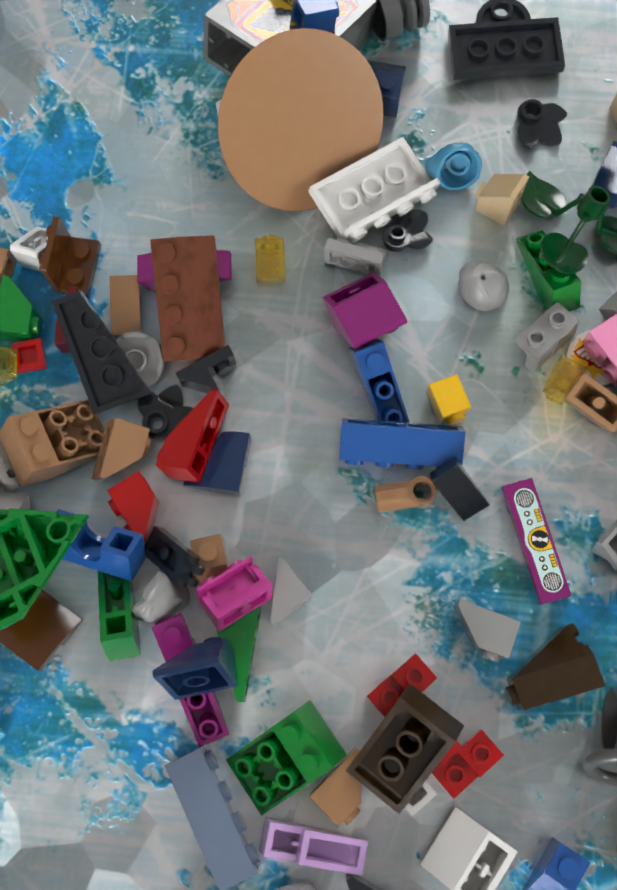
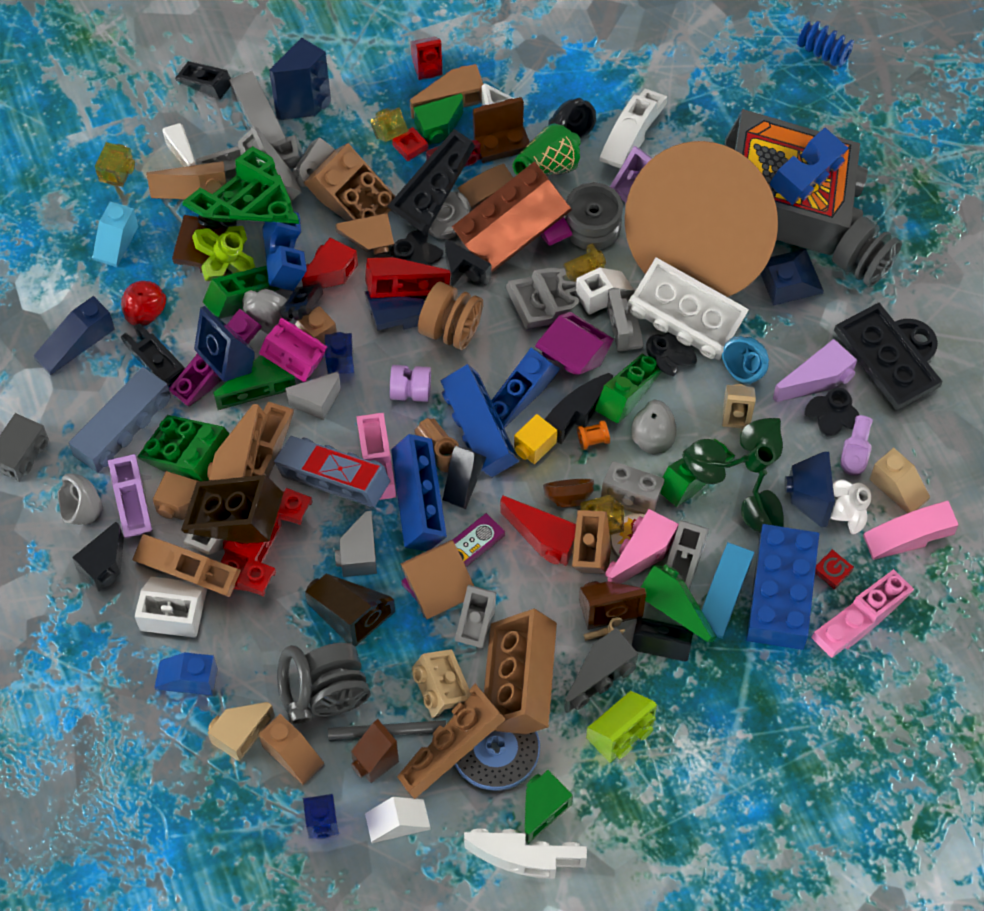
camera: 60 degrees right, 15 degrees down
(63, 610) = (223, 251): none -> lime plant
(72, 726) = (142, 302): none -> red hair
(76, 824) = (75, 334): none -> dark blue slope
(94, 187) = (576, 116): none -> black hair
(128, 224) = (553, 150): none -> green cone
(137, 136) = (631, 126): none -> white slope
(149, 743) = (154, 355): none -> black hinge
(192, 163) = (630, 169): none -> lavender slope
(223, 213) = (594, 215): none -> dark grey wheel
(249, 542) = (339, 353): none -> clear blue brick
(270, 412) = (450, 316): none -> medium nougat wheel
(286, 314) = (542, 296): none -> light grey plate
(309, 256) = (594, 287): none -> white slope
(319, 671) = (272, 437): none -> medium nougat slope
(330, 481) = (410, 383): none -> lavender wheel
(341, 717) = (239, 450): none -> medium nougat slope
(388, 563) = (376, 447): none -> bright pink slope
(394, 617) = (332, 471): none -> sand blue brick
(429, 342) = (577, 407): none -> black slope
(430, 286) = (627, 388): none -> green slope
(434, 828) = (186, 565): none -> medium nougat slope
(458, 541) = (418, 493): none -> blue brick
(463, 352) = (593, 435): none -> orange bush
(495, 104) = (818, 374): none -> lavender slope
(514, 392) = (569, 492): none -> reddish brown piece
(554, 441) = (545, 532): none -> red slope
(562, 567) = (437, 579): none -> medium nougat slope
(592, 123) = (857, 448): none -> lavender arm

